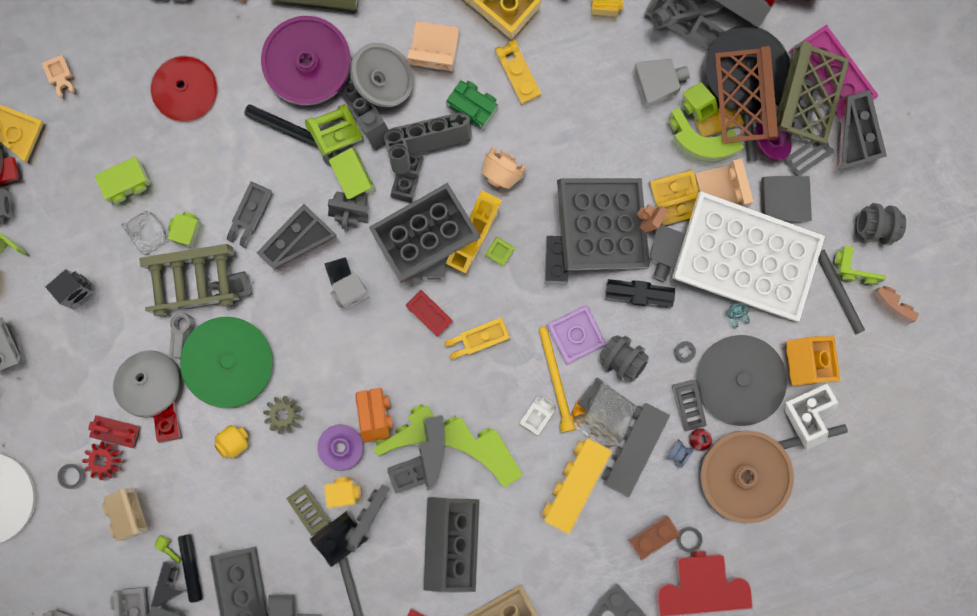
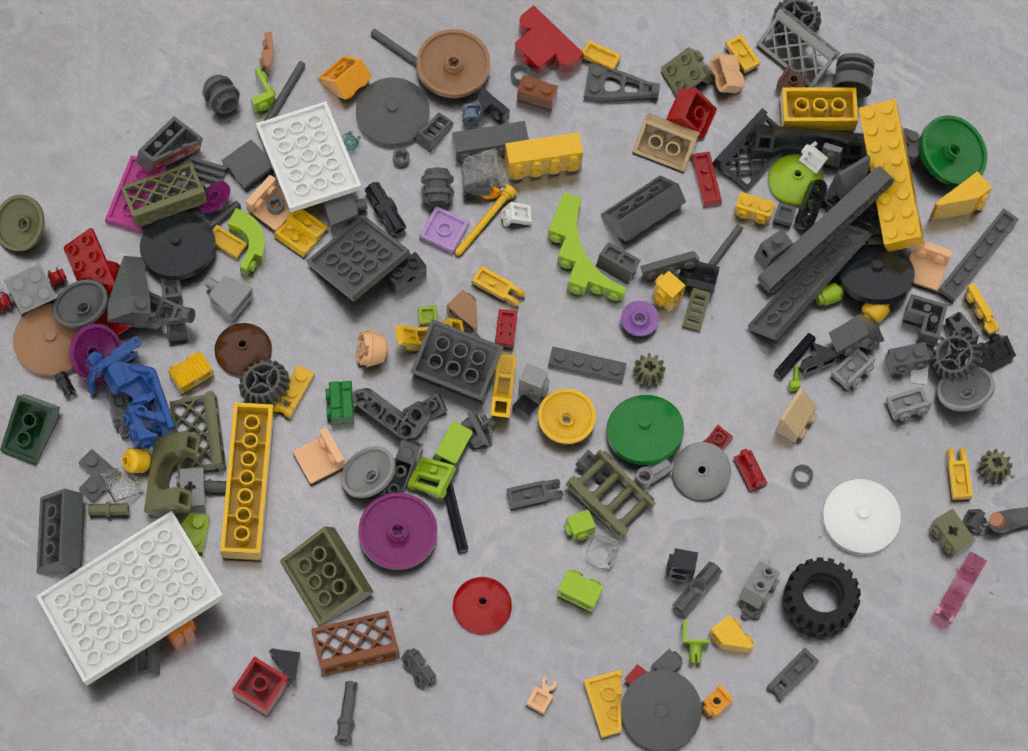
camera: 135 degrees left, 15 degrees down
(44, 303) = (704, 579): none -> dark grey piece
(103, 451) = (783, 462): red gear -> none
(231, 441) = (693, 388): yellow head -> none
(282, 286) = (566, 405): none -> yellow dish
(297, 235) = (527, 447): dark grey wedge -> none
(335, 362) = (587, 364): none -> dark grey plate
(367, 259) = (503, 386): none -> yellow arch
(372, 414) = (601, 310): orange brick -> none
(432, 450) = (594, 251): dark grey slope -> none
(475, 287) = (464, 308): none -> medium nougat slope
(551, 39) = (274, 384): none -> dark grey gear
(596, 72) = (234, 358): none -> reddish brown dish
(651, 217) = (329, 231): nougat tile -> none
(679, 478) = (489, 104): none -> black slope
(695, 439) = (451, 107): red cone -> none
(699, 102) = (225, 258): lime brick -> none
(722, 182) = (278, 210): none -> dark grey bush
(767, 96) = (187, 215): dark orange fence -> none
(806, 415) = (384, 55): white brick -> none

